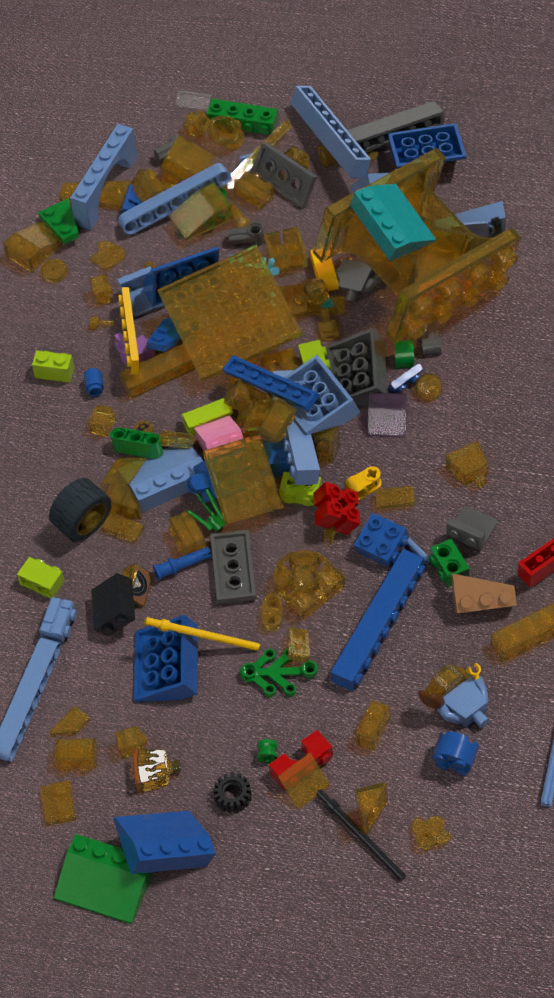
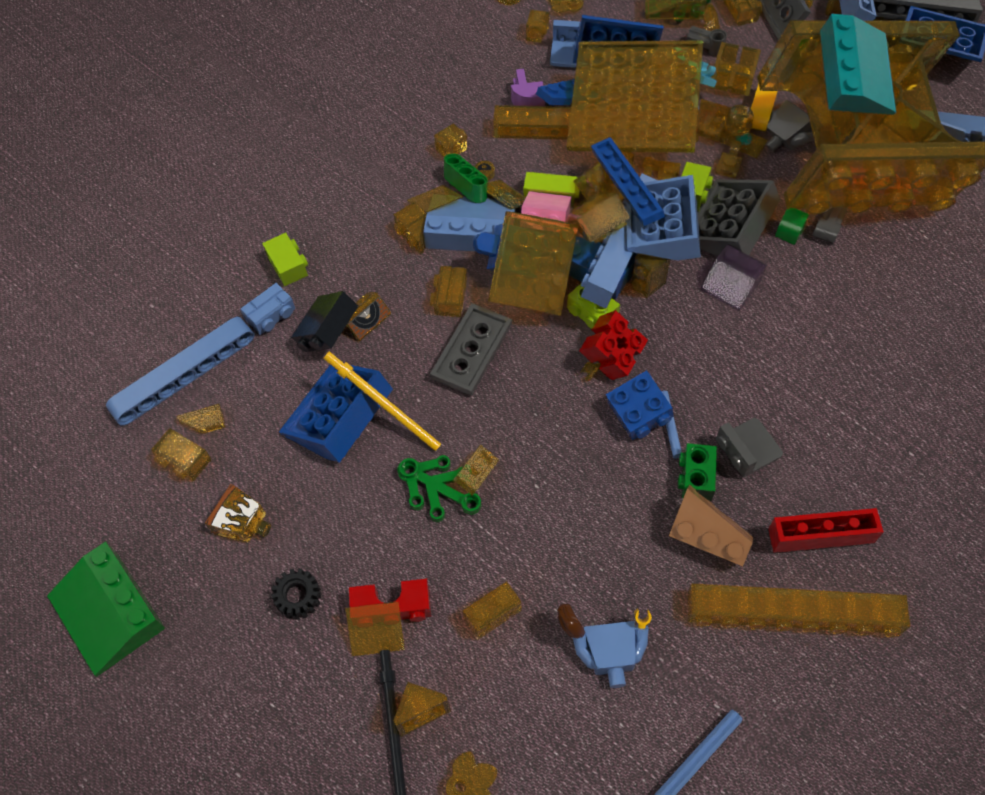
camera: 30 degrees right, 5 degrees up
(53, 366) = (443, 72): lime brick -> none
(58, 802) = (130, 495): clear yellow plate -> none
(80, 509) = (361, 211): black wheel -> none
(93, 382) = (469, 104): blue brick -> none
(95, 321) = (512, 52): clear yellow hand -> none
(123, 527) = (397, 253): clear yellow plate -> none
(128, 335) = (528, 73): yellow plate -> none
(129, 740) = (240, 473): clear yellow brick -> none
(164, 842) = (179, 606): blue slope -> none
(173, 565) = (414, 316): blue pin -> none
(216, 519) = (483, 290): green plant -> none
(267, 750) = (363, 568): green wheel -> none
(272, 613) = (475, 419): clear yellow plate -> none
(305, 587) = (525, 409): clear yellow connector -> none
(363, 482) = (661, 334): yellow piece -> none
(377, 620) = (578, 491): blue brick -> none
(395, 497) = (686, 367): clear yellow plate -> none
(410, 376) = (768, 252): plate -> none
(428, 387) = (796, 271): clear yellow hair -> none
(447, 679) = (606, 609): clear yellow brick -> none
(455, 752) = (559, 702): blue brick -> none
(468, 464) = (789, 375): clear yellow torso -> none

